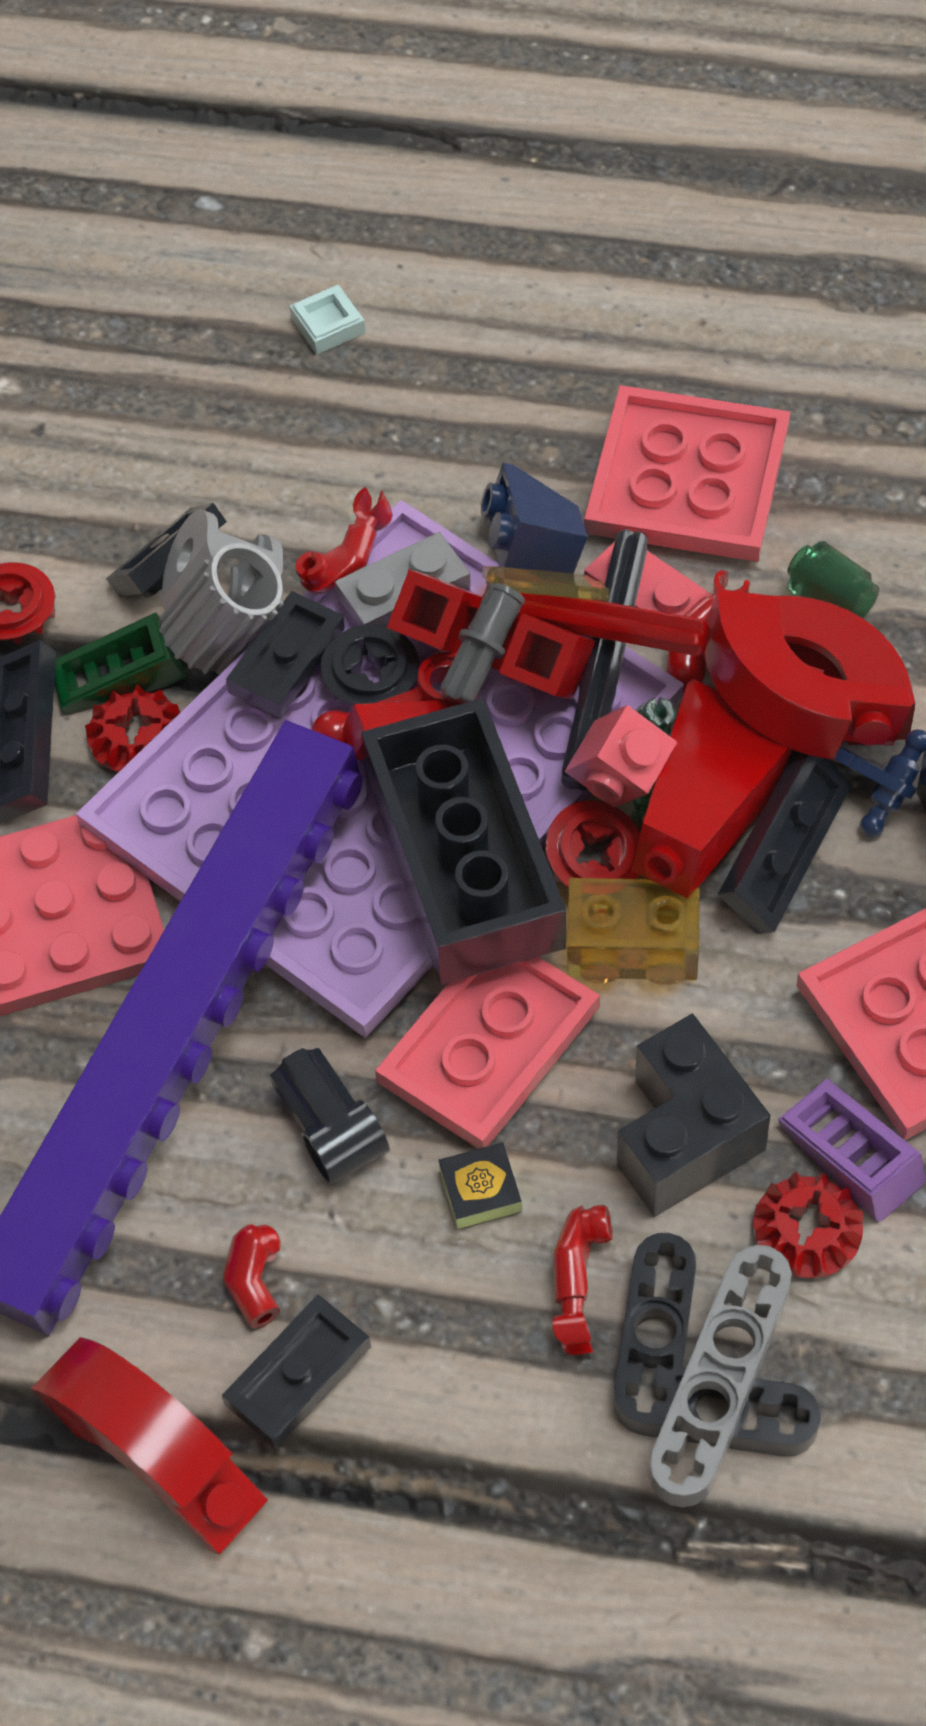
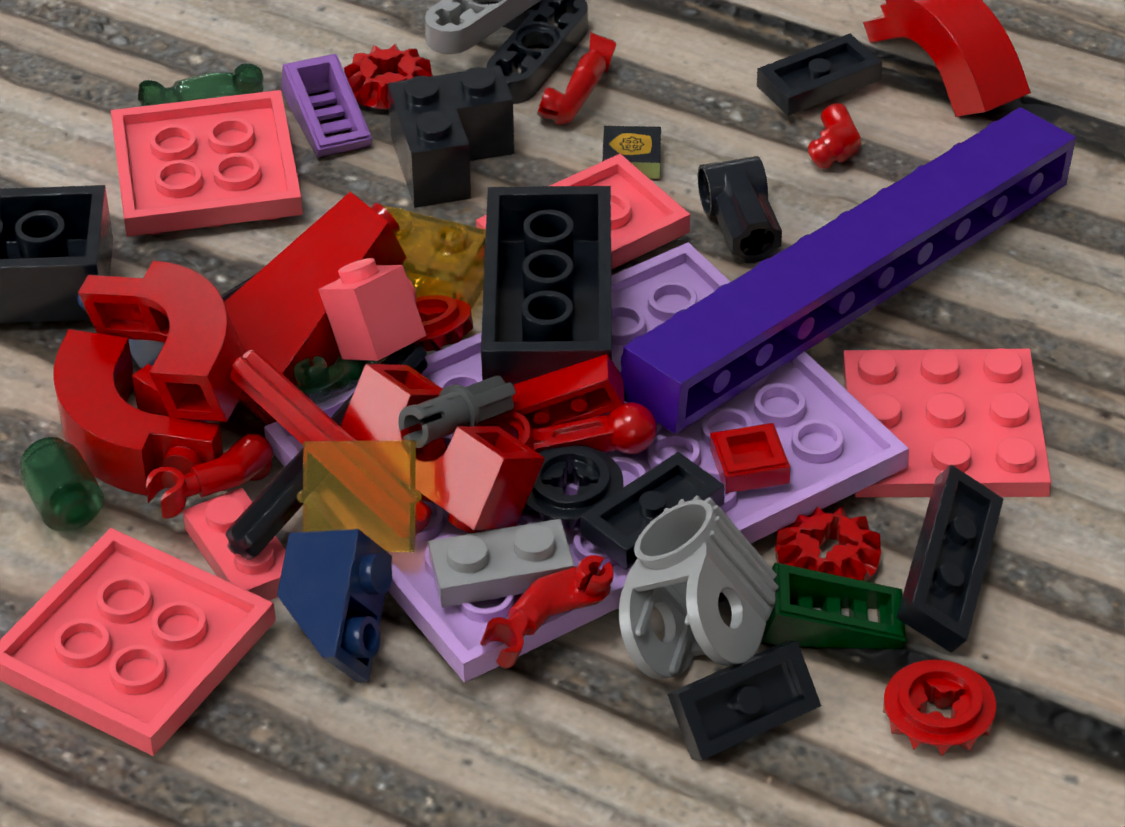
camera: 165 degrees left, 15 degrees down
(219, 751) = (750, 458): none -> red tile

